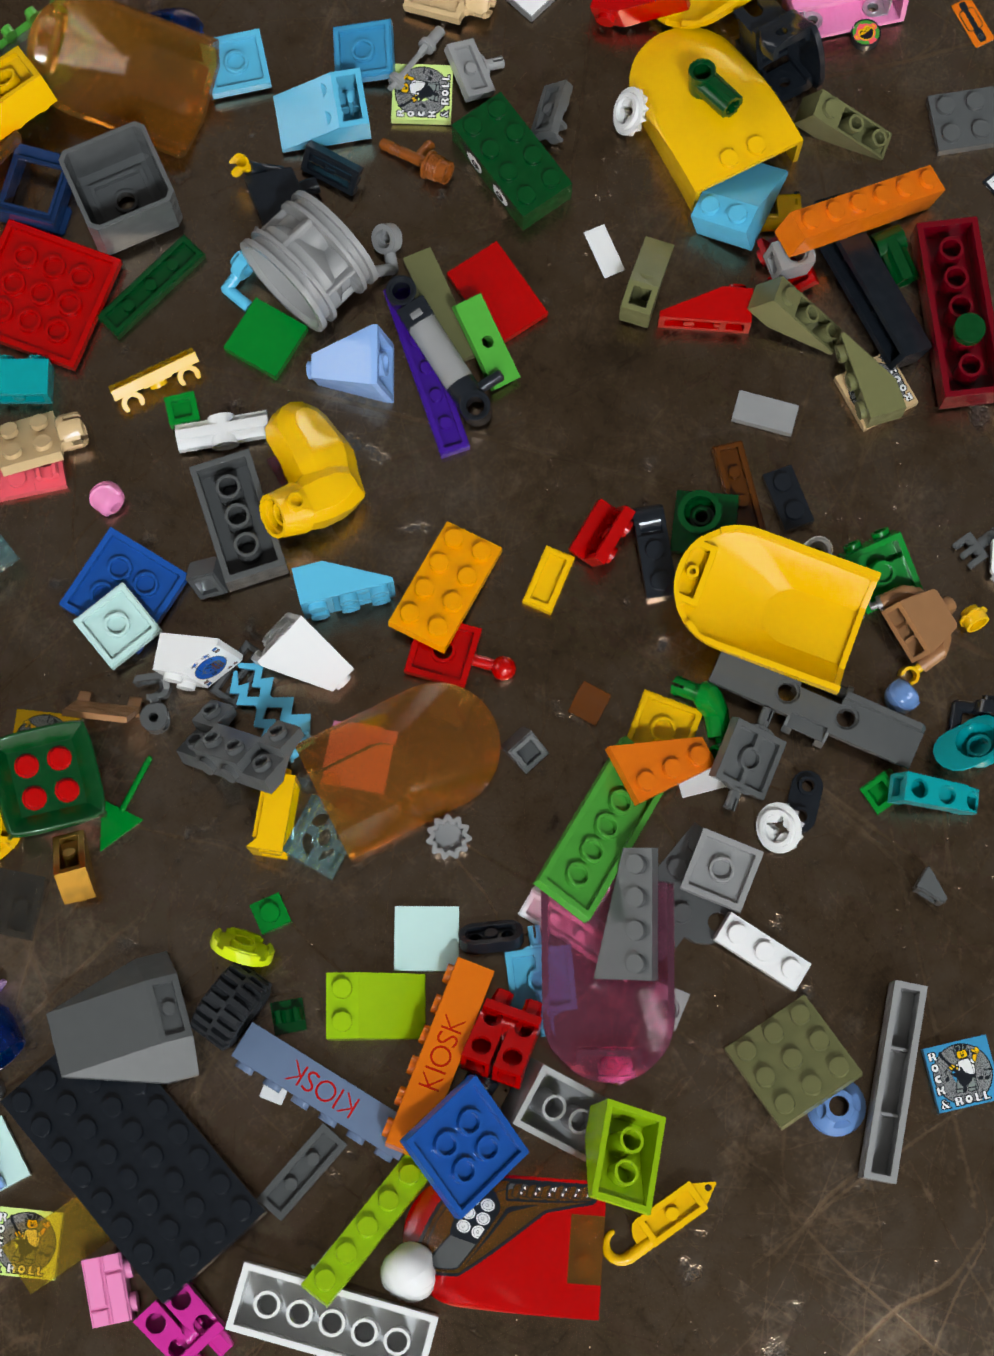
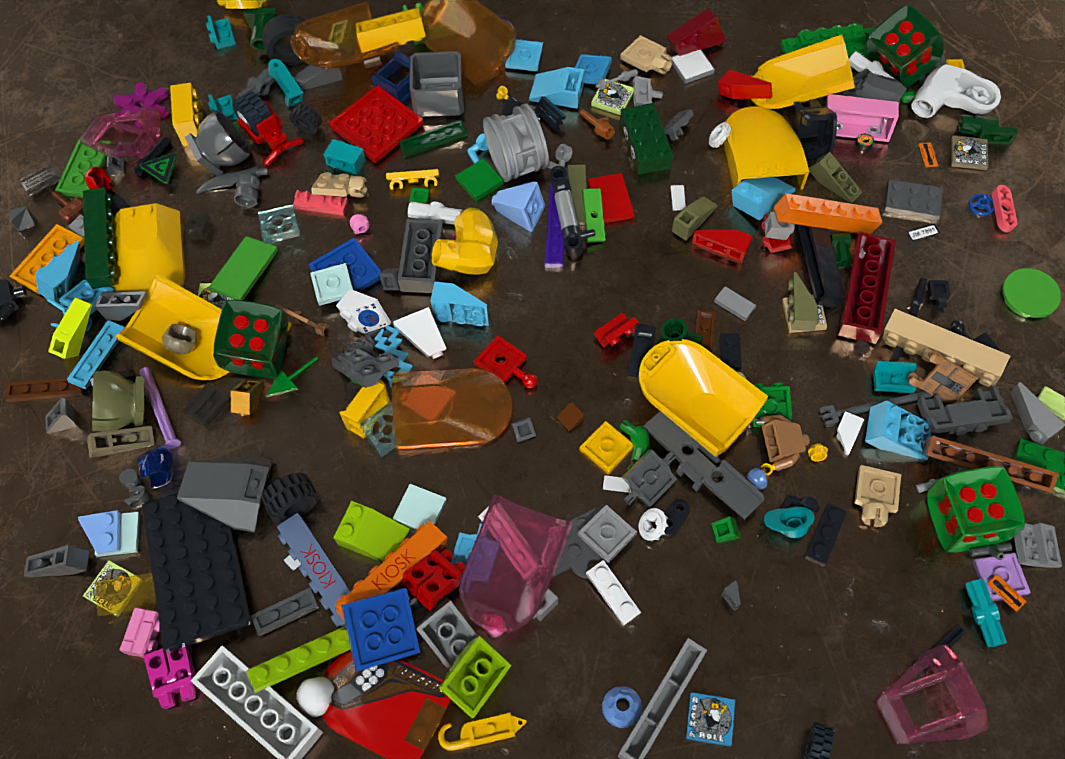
camera: 25 degrees right, 15 degrees down
(155, 716) = (329, 336): dark grey leg -> none
(242, 947) = (312, 470): neon yellow tile -> none
(270, 913) = (340, 462): green plate -> none
(289, 1016) = (321, 521): dark green tile -> none
(445, 587) = (516, 327): light orange plate -> none
(448, 837) = (457, 457): light grey piece -> none
(491, 936) = (456, 521): black plate -> none
(548, 580) = (576, 346): yellow tile -> none
(592, 844) = (545, 481): bright green plate -> none
(631, 926) = (537, 542): dark grey wing -> none
(659, 765) = (593, 461): orange wing -> none
(712, 88) = (767, 130): dark green piece -> none
(793, 314) = (770, 257): olive slope -> none
(793, 1062) = (605, 666): olive plate -> none
(932, 793) = (755, 539): teal leg -> none
(969, 329) = (870, 292): dark green tile -> none

